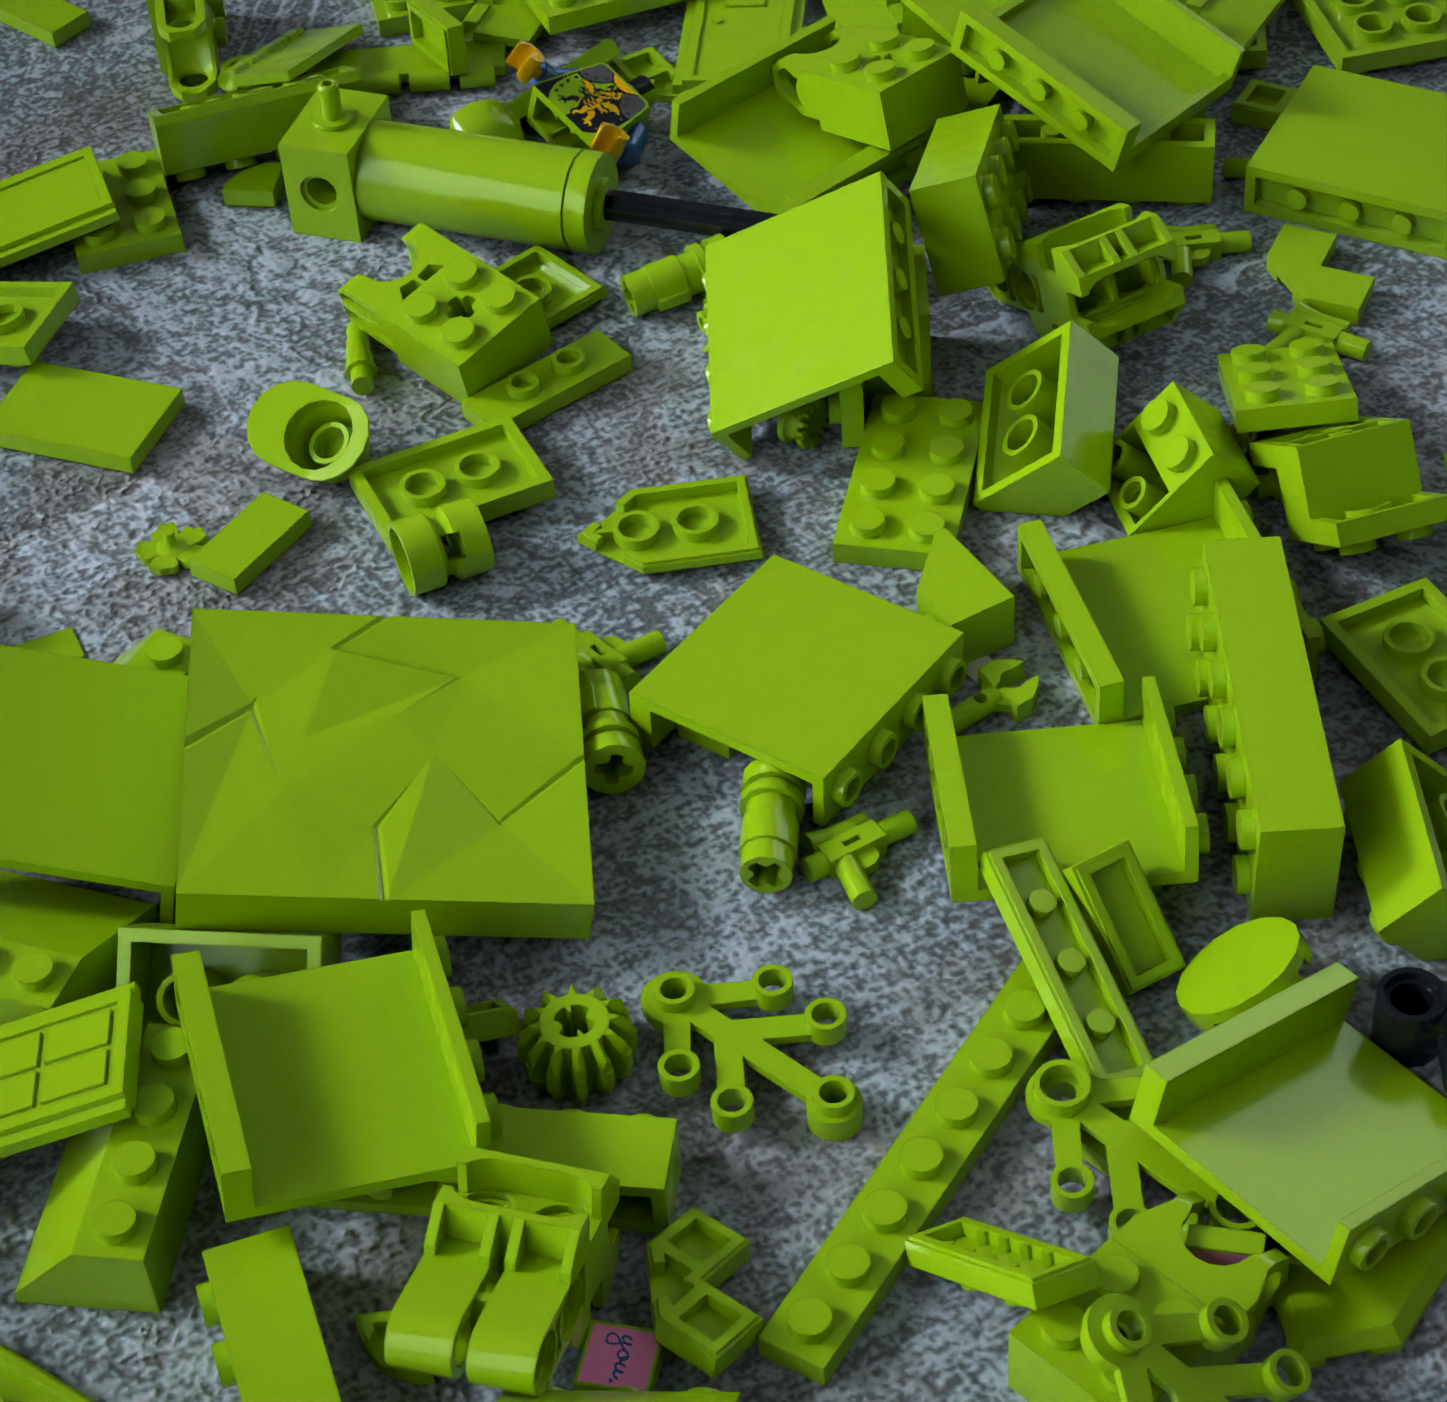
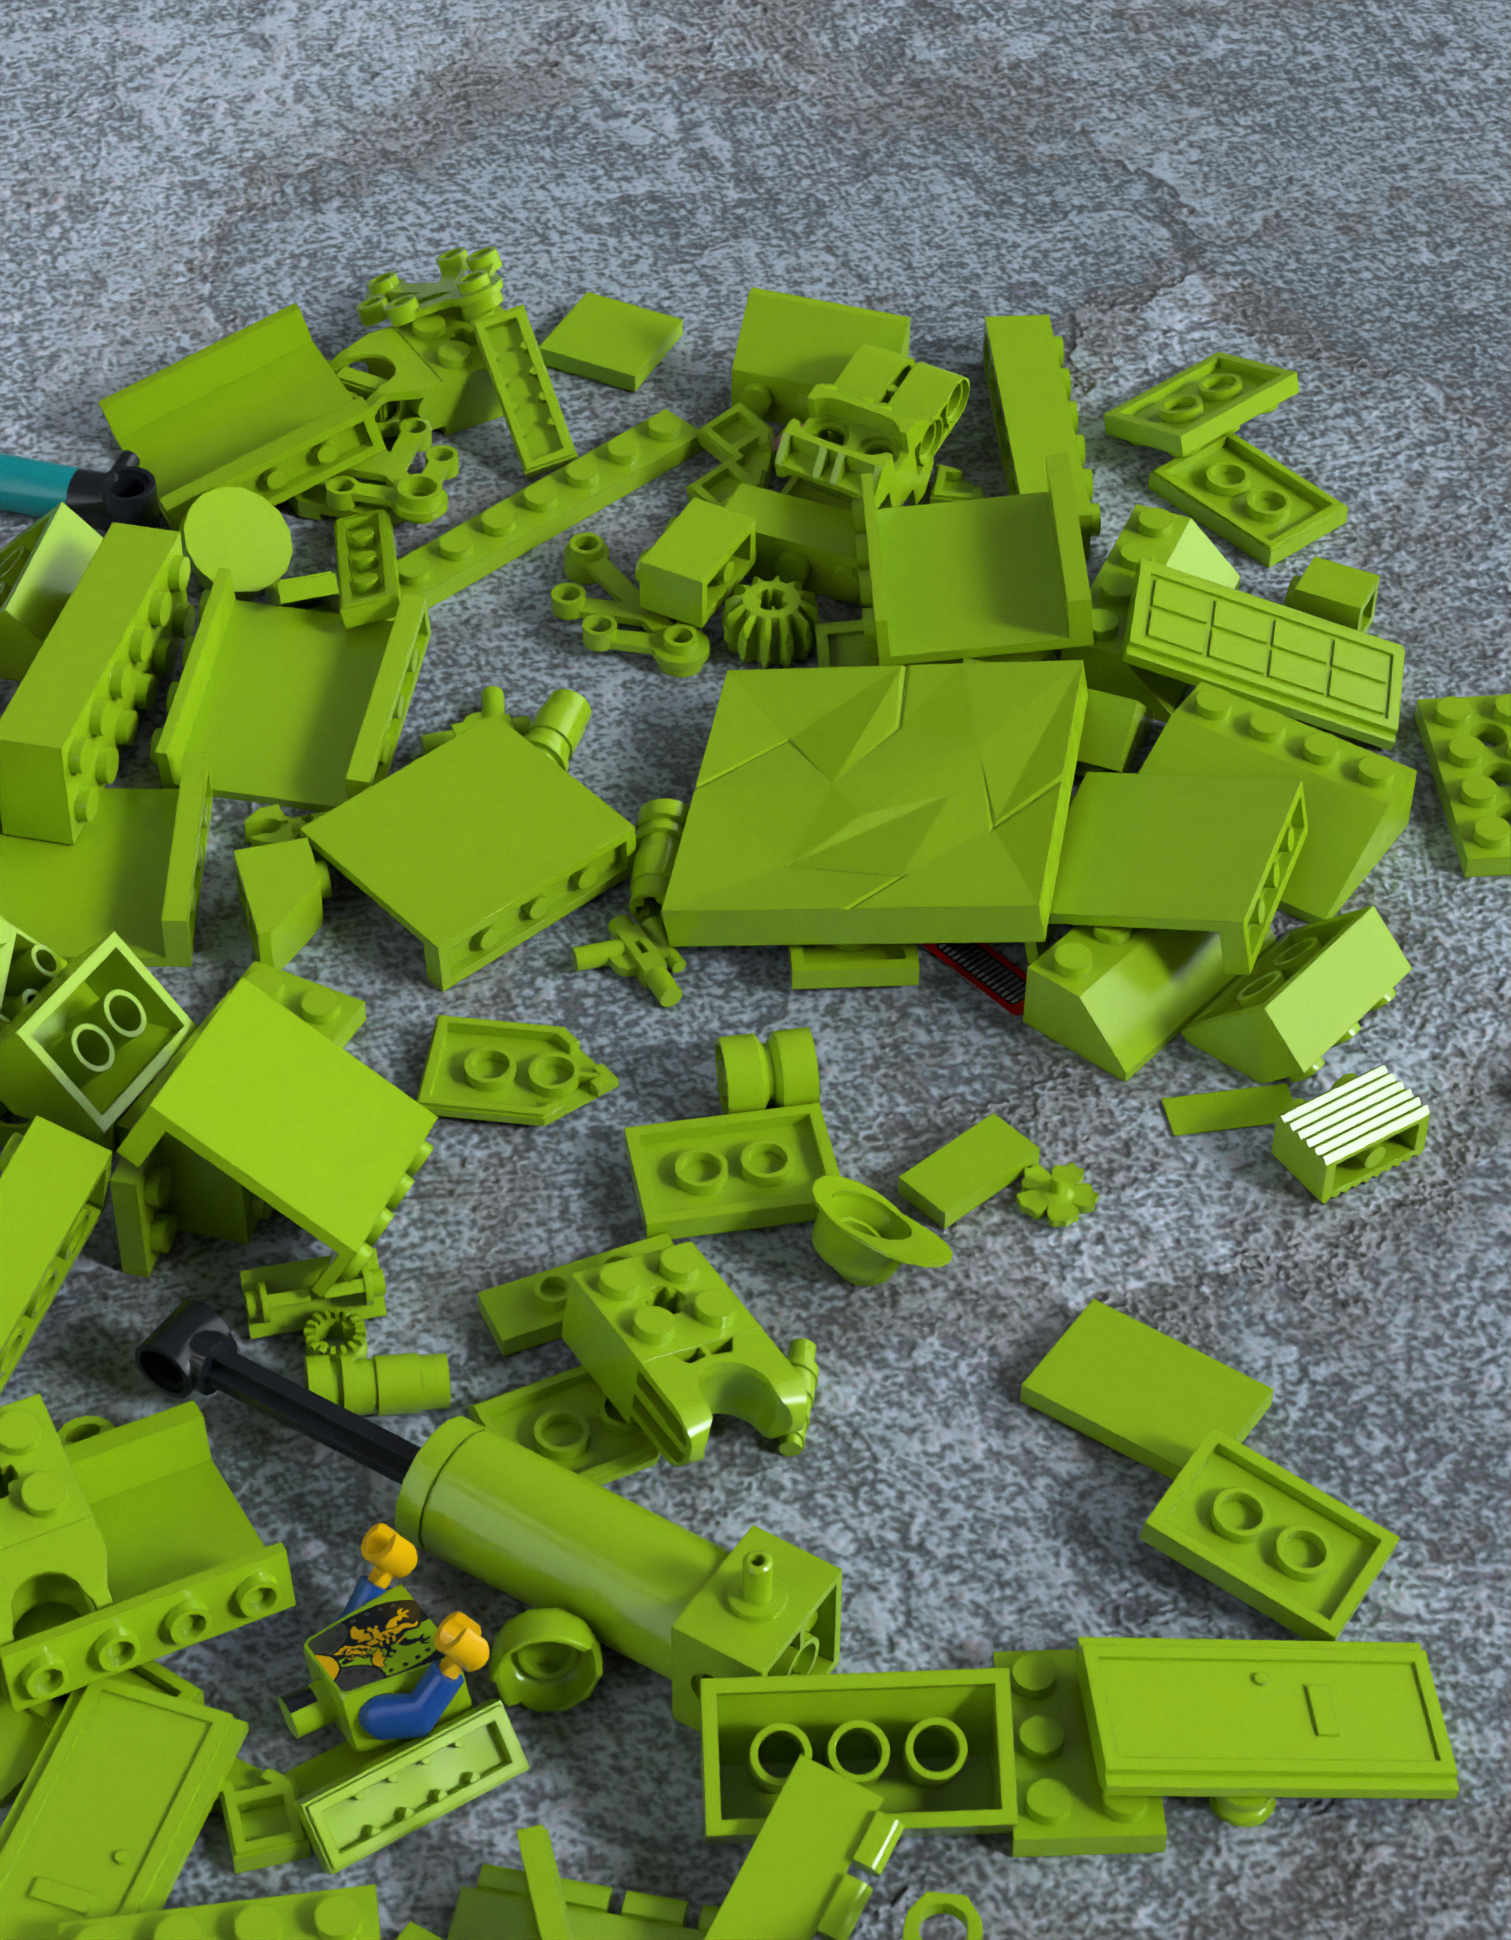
camera: 170 degrees left, 0 degrees up
(677, 1040) = (696, 562): none -> lime brick

